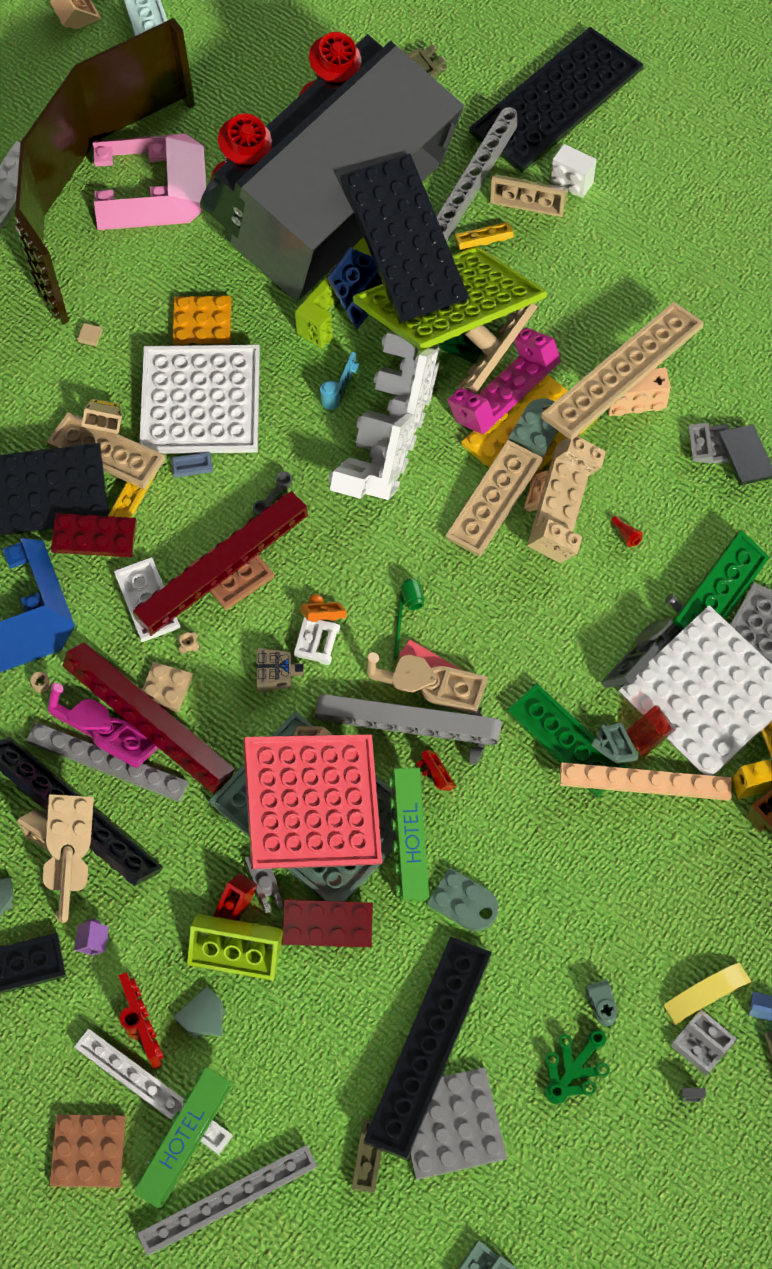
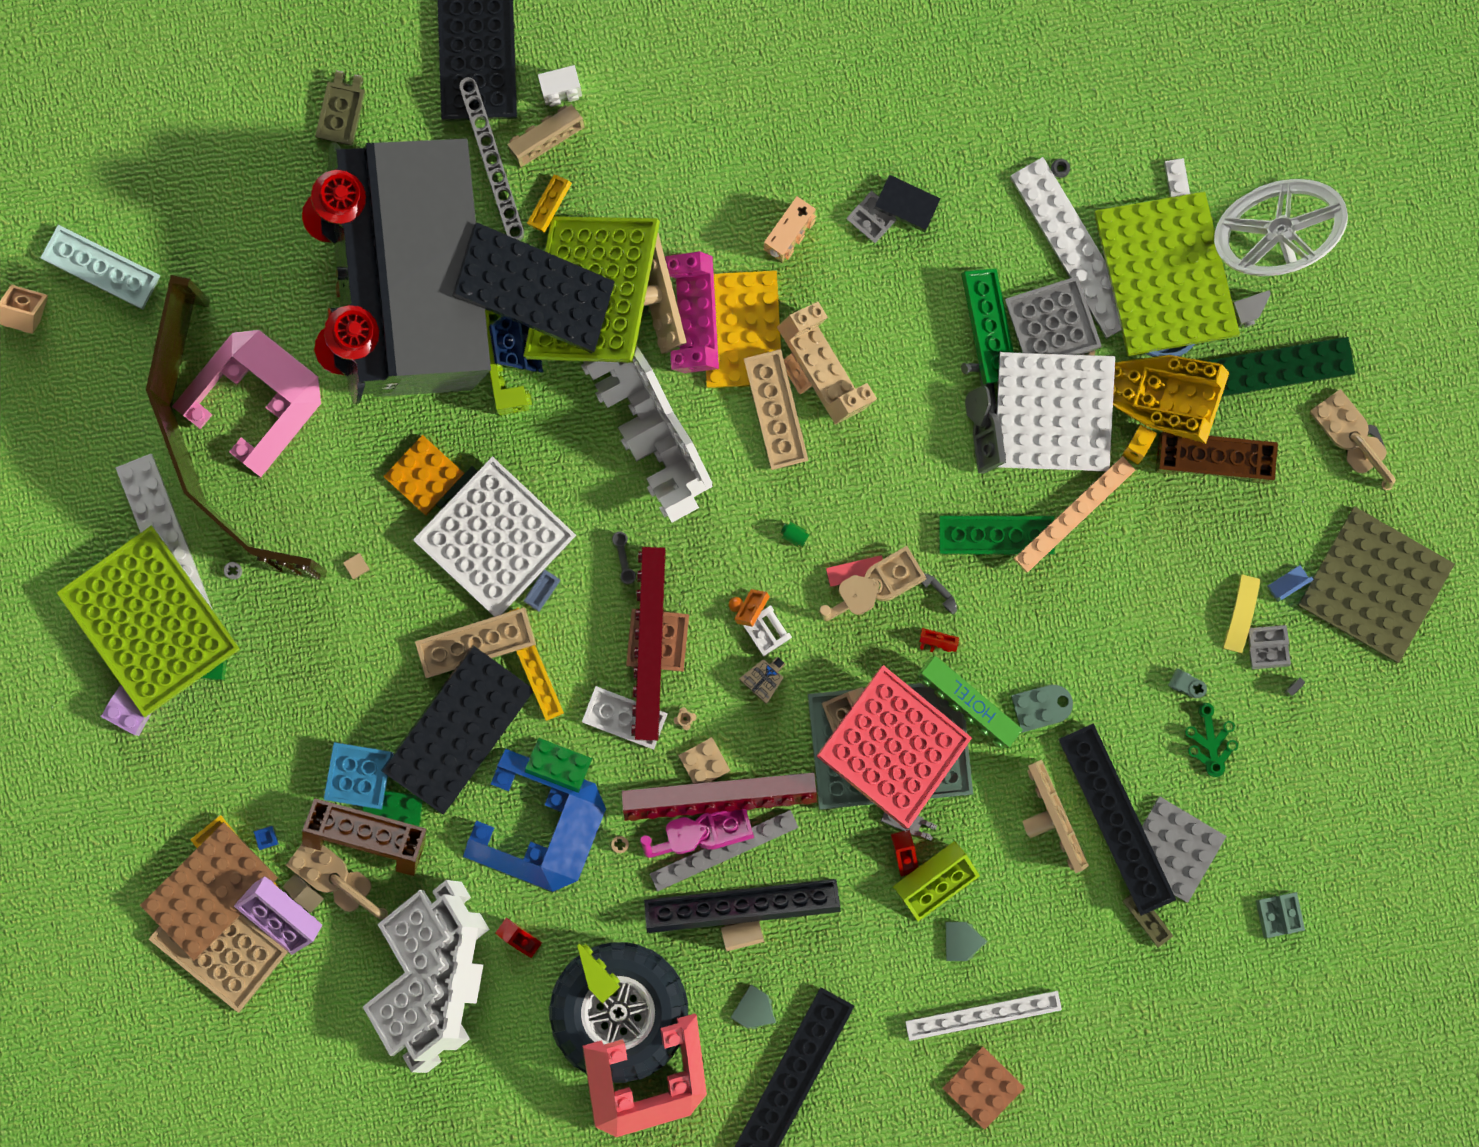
camera: 50 degrees left, 20 degrees up
(11, 269) = (232, 576): none -> light grey bush
(63, 583) = (558, 765): none -> green plate
(71, 824) = (773, 930): tan plate -> none
(91, 937) = (845, 968): medium lavender brick -> none
(93, 535) = (541, 711): dark red plate -> none
(102, 416) = (447, 620): tan torso -> none
(142, 1028) = (926, 981): red plate -> none
(183, 1138) = (1035, 1023): bright green brick -> none
(227, 1200) = (1094, 1028): light grey plate -> none
(327, 923) = (976, 808): dark red plate -> none
(333, 392) = (580, 441): medium azure door -> none
(380, 991) = (1053, 818): none -> tan plate
(398, 626) = (806, 564): green axle -> none
(408, 719) = (885, 626): light grey beam -> none
(532, 431) = (750, 325): sand green plate -> none
(615, 744) = (1030, 507): sand green slope -> none
(622, 370) = (773, 230): tan plate -> none
(630, 534) = (889, 343): red cone -> none
(650, 730) = (1043, 476): clear red plate -> none

